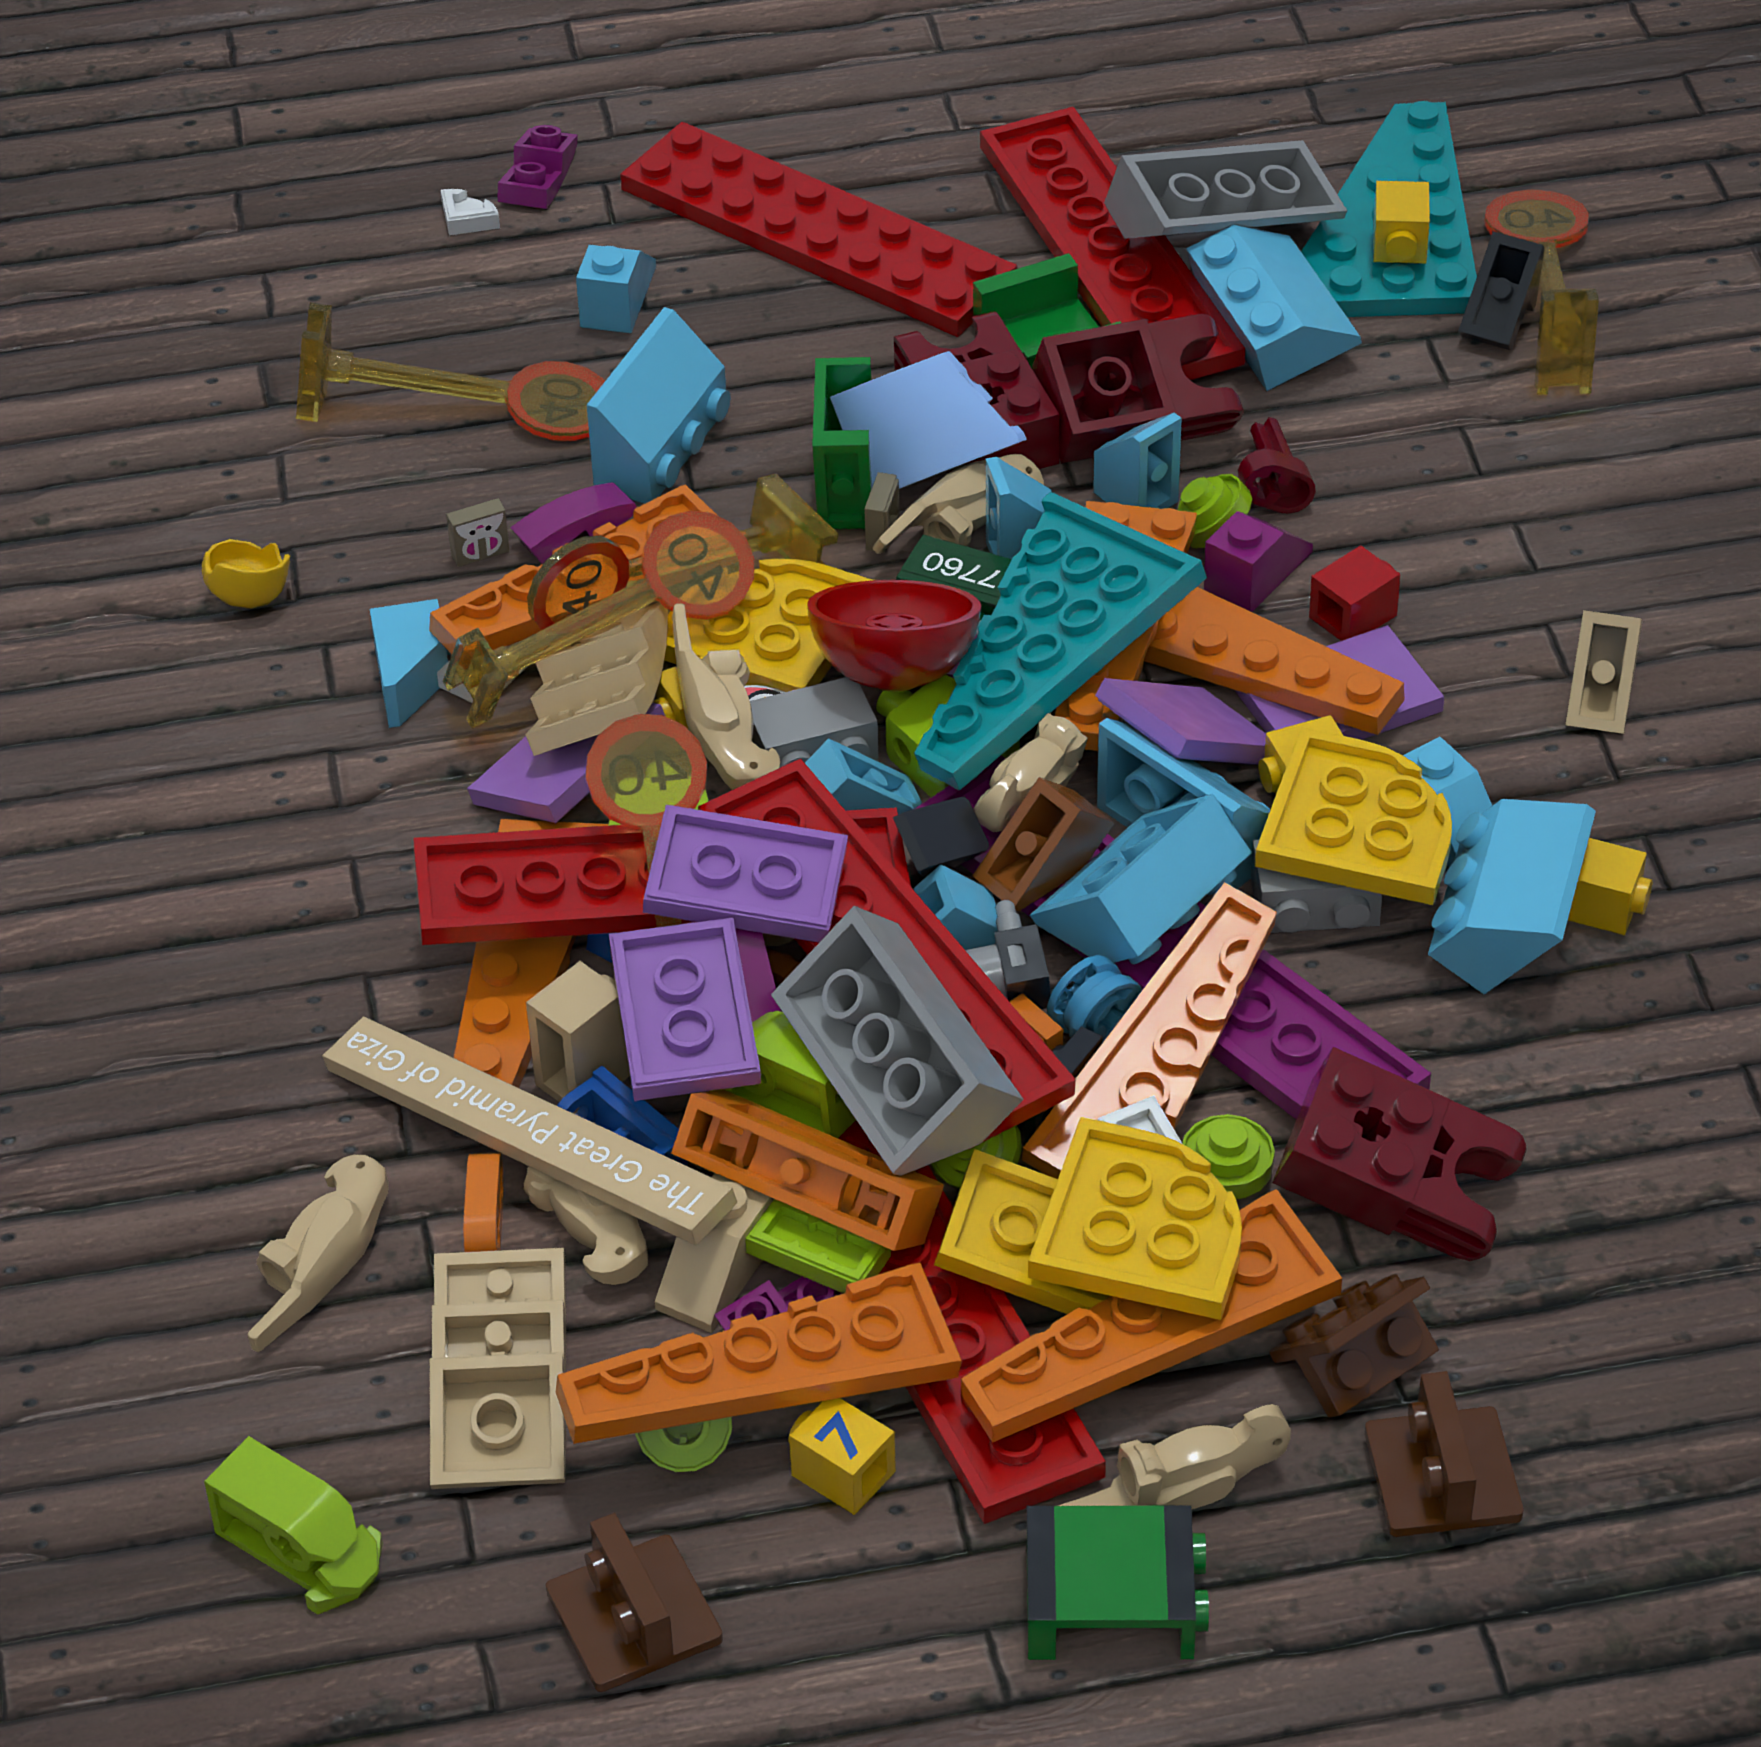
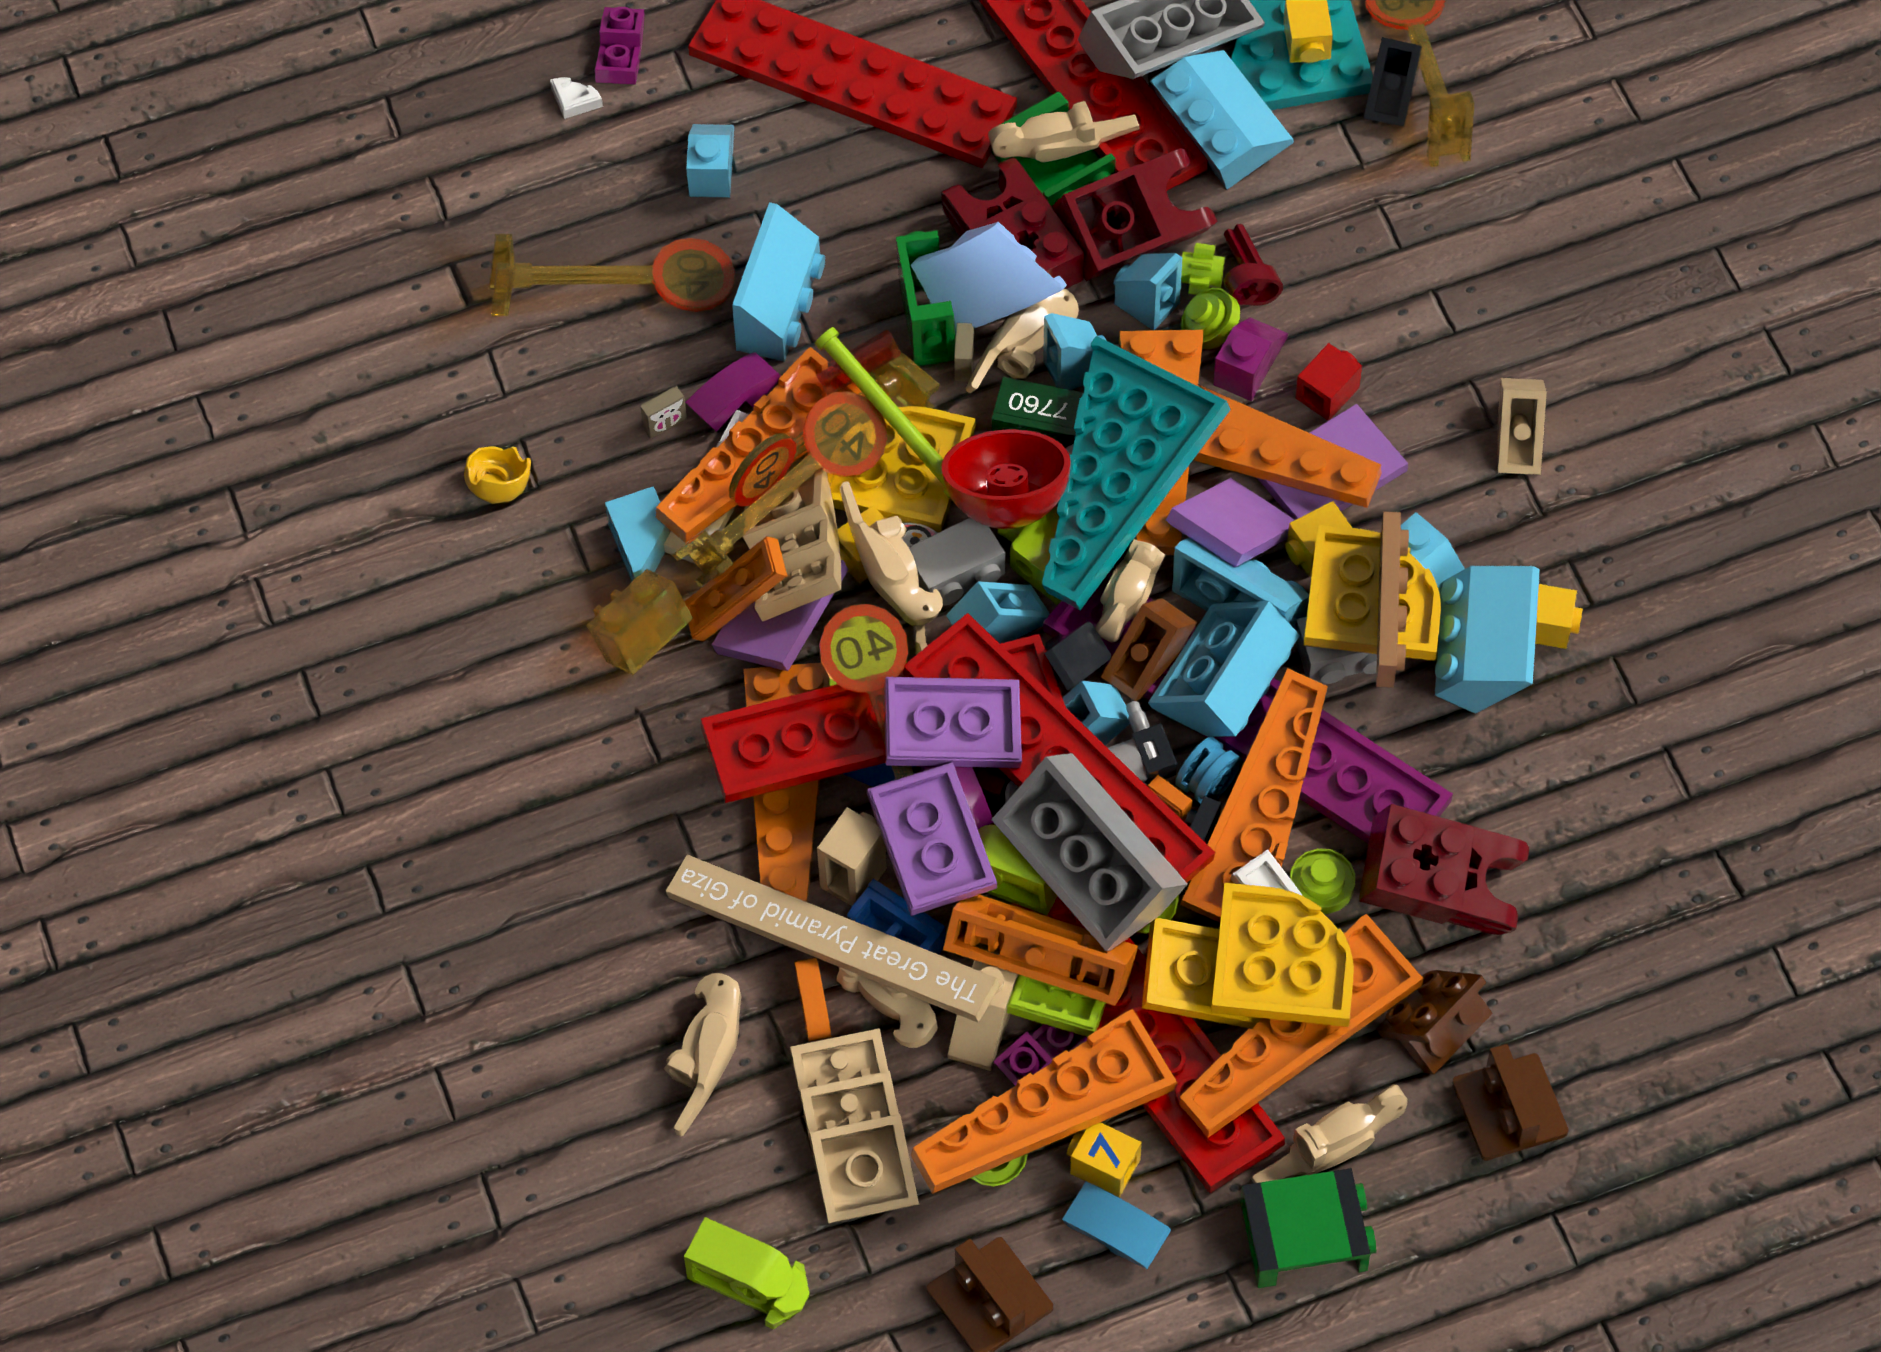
camera: 10 degrees left, 15 degrees up
(376, 744) = (639, 621): none -> clear yellow brick
(508, 715) = (736, 588): none -> orange tile
(698, 450) = (881, 402): none -> lime bar
(741, 490) = (870, 354): none -> clear red slope
(839, 1540) = (1116, 1225): none -> dark azure slope
(1053, 293) = (1057, 134): none -> tan animal
(1211, 453) = (1202, 268): none -> lime gear
(1377, 828) = (1391, 584): none -> medium nougat plate

